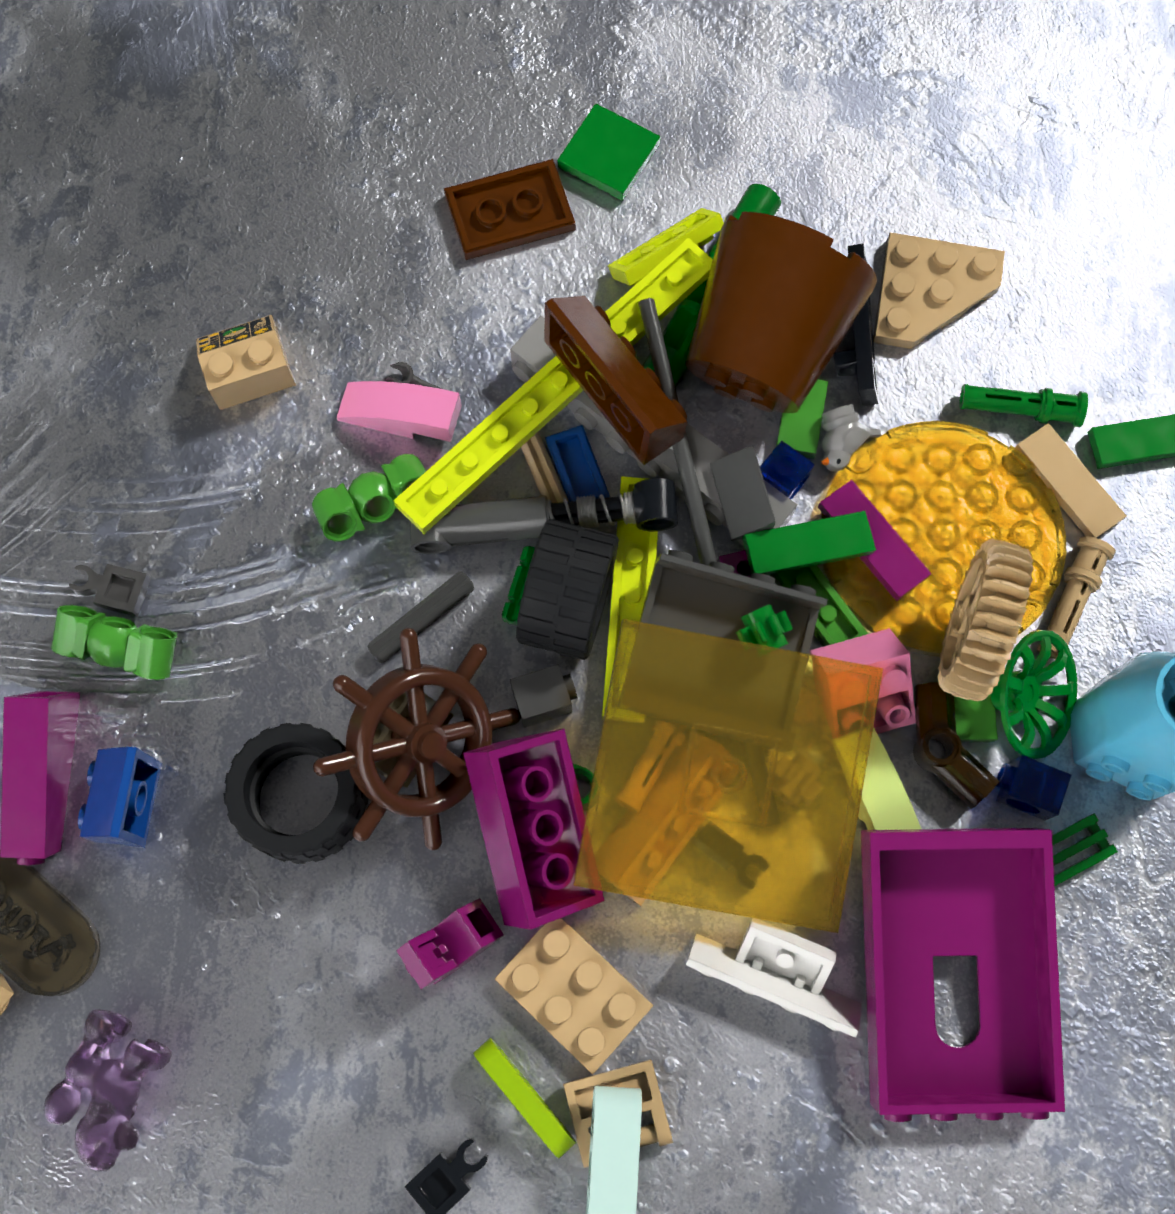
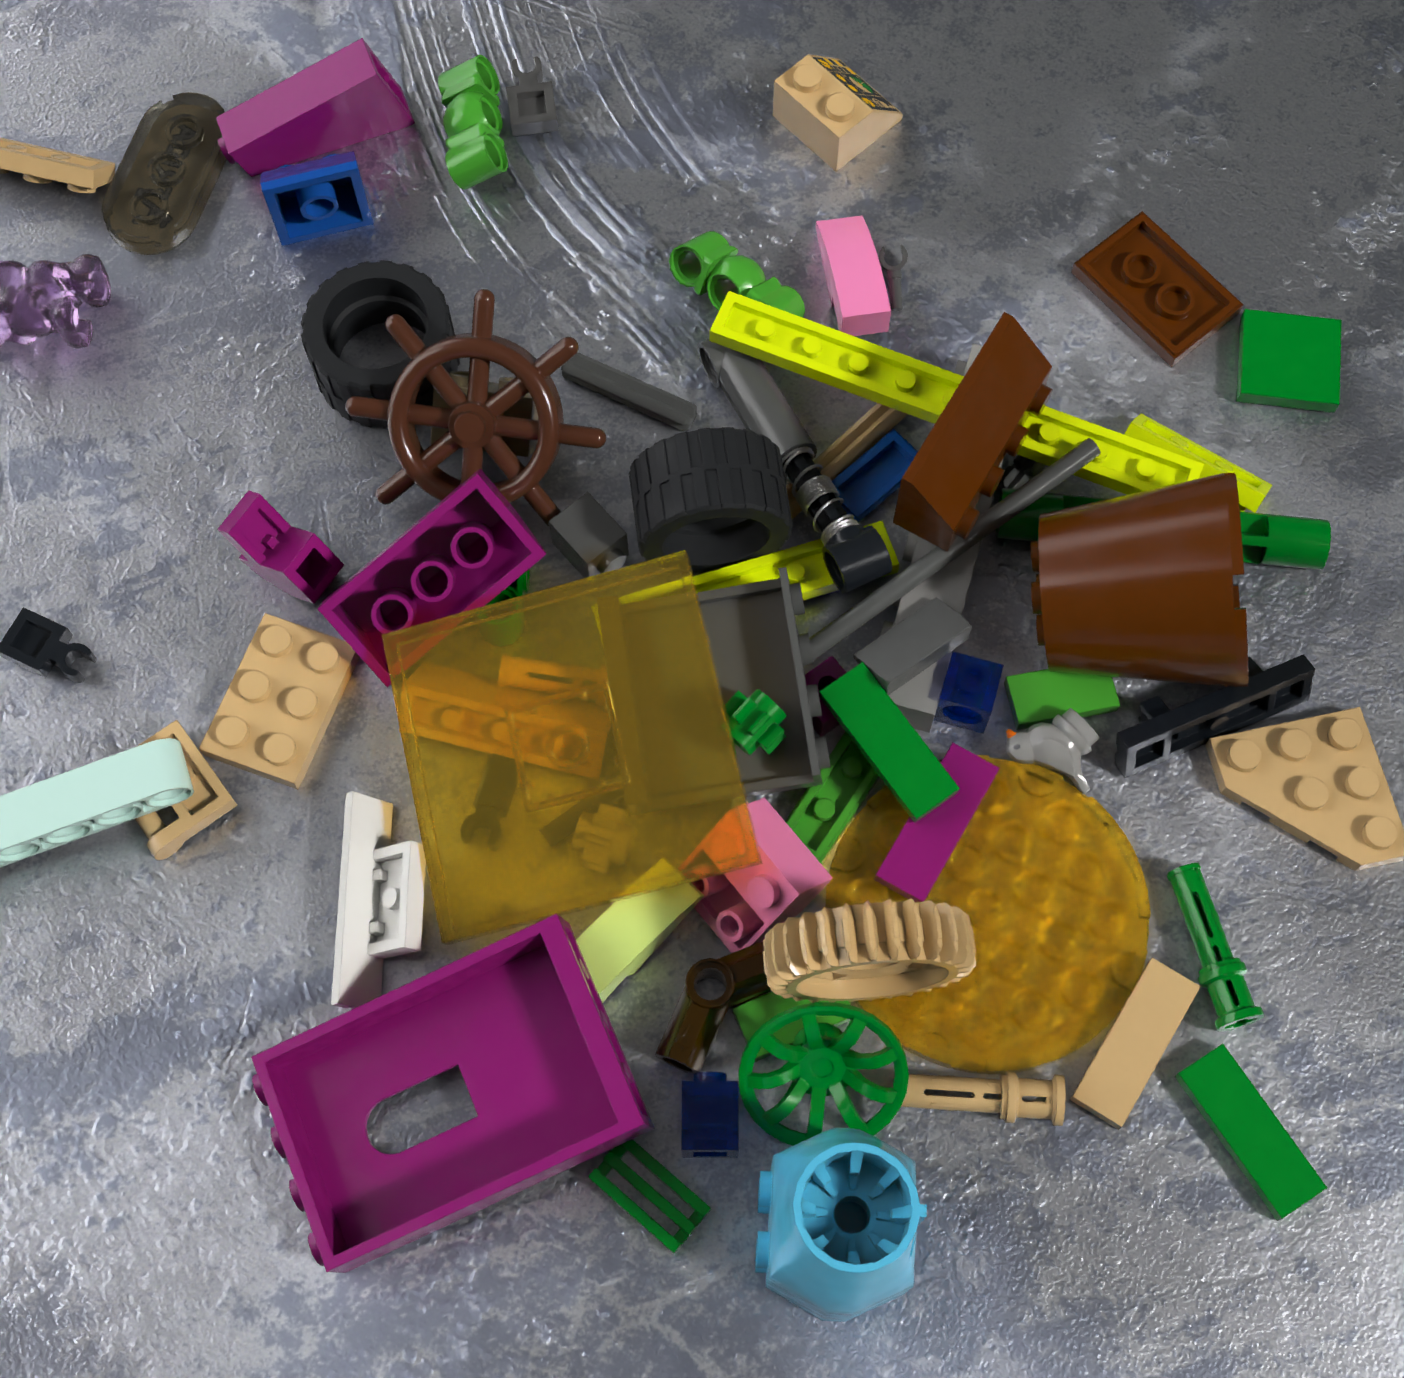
camera: 70 degrees right, 5 degrees down
(524, 1098) = (151, 687): lime beam -> none

